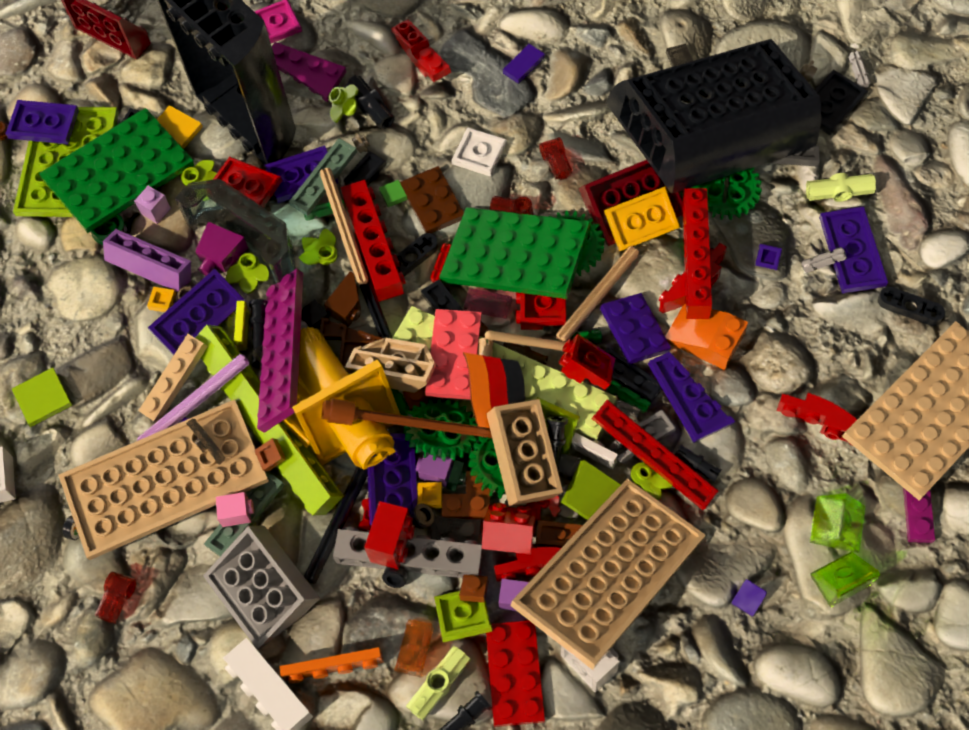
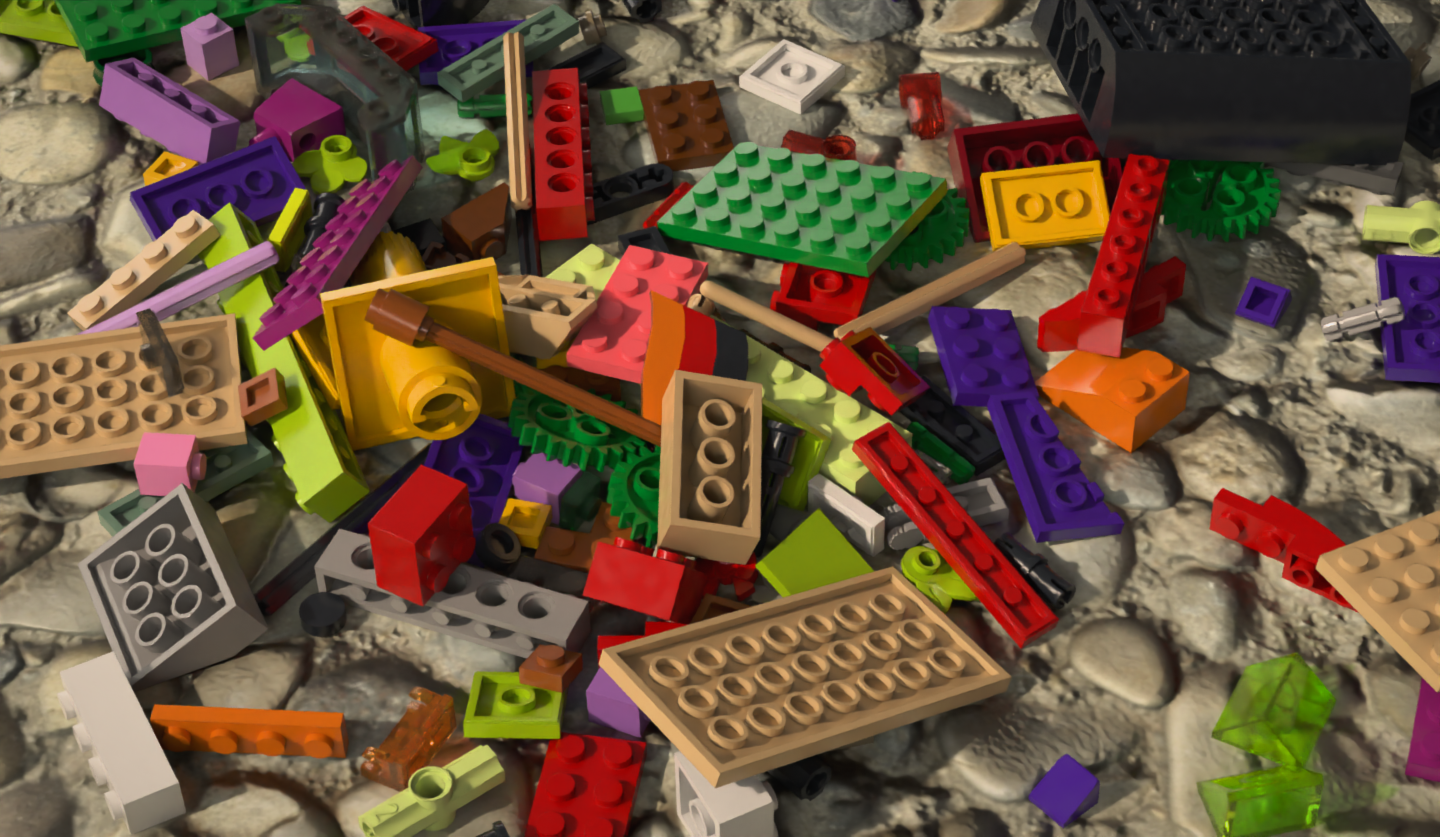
camera: 10 degrees right, 20 degrees down
(343, 577) = (322, 614): none -> black tile
(395, 577) = (415, 626): black tile -> none
(488, 303) = (739, 277): clear pink tile -> none

